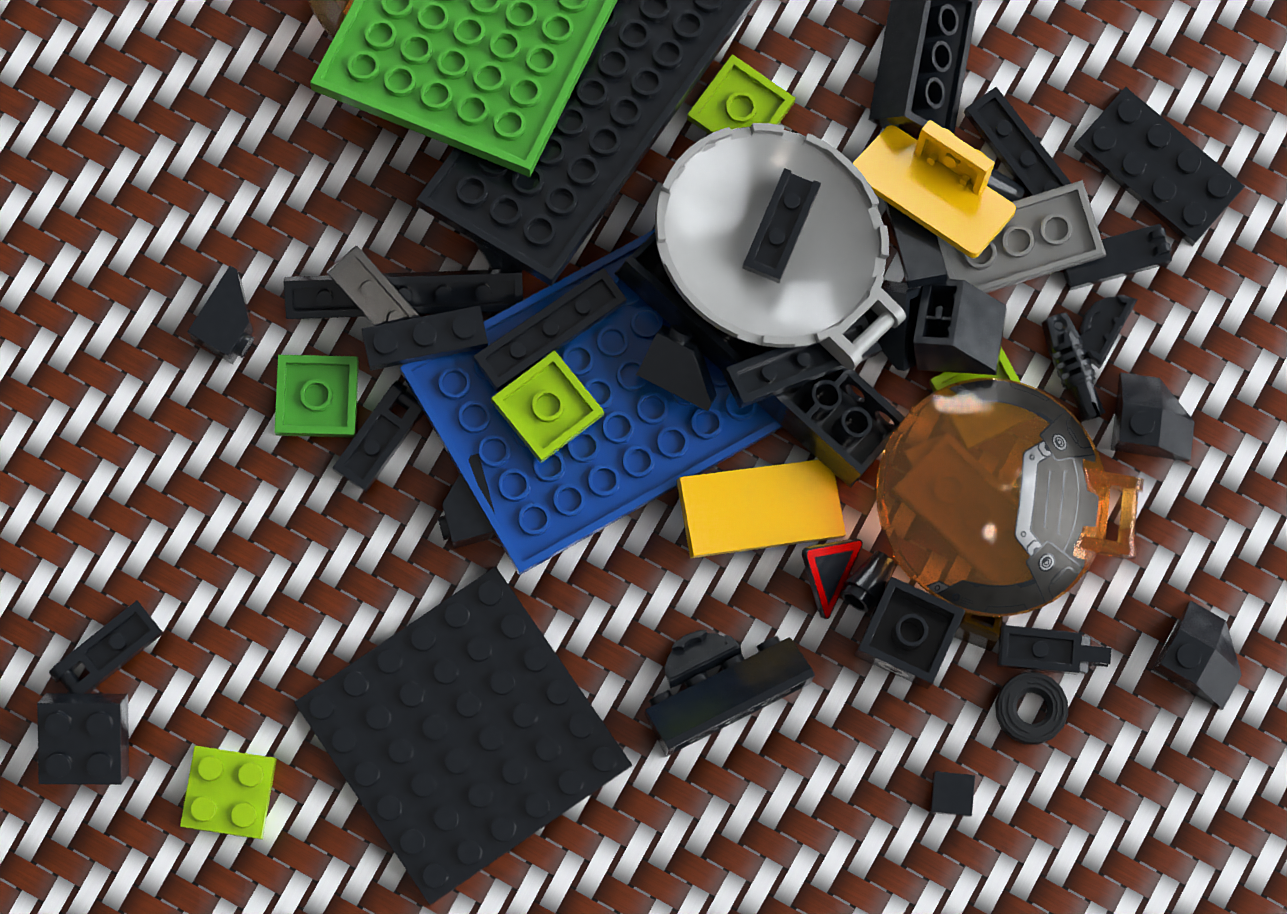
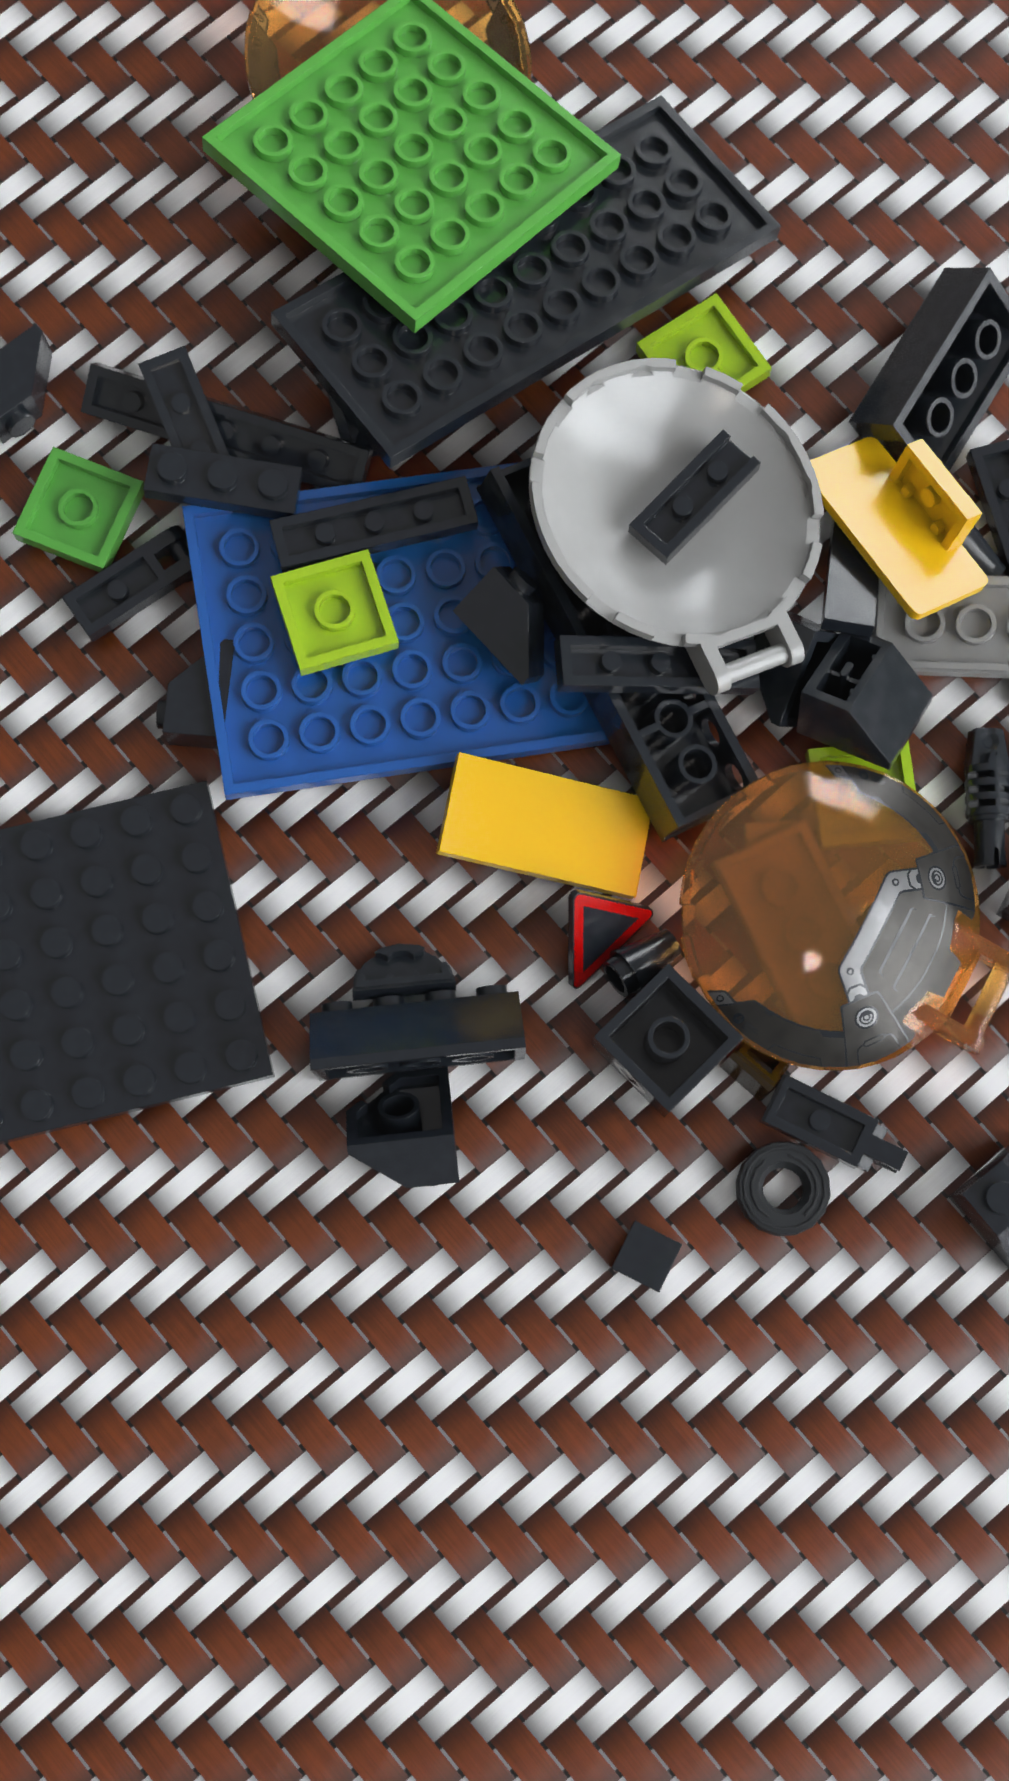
camera: 25 degrees right, 0 degrees up
(748, 766) = (407, 1129): none -> black slope

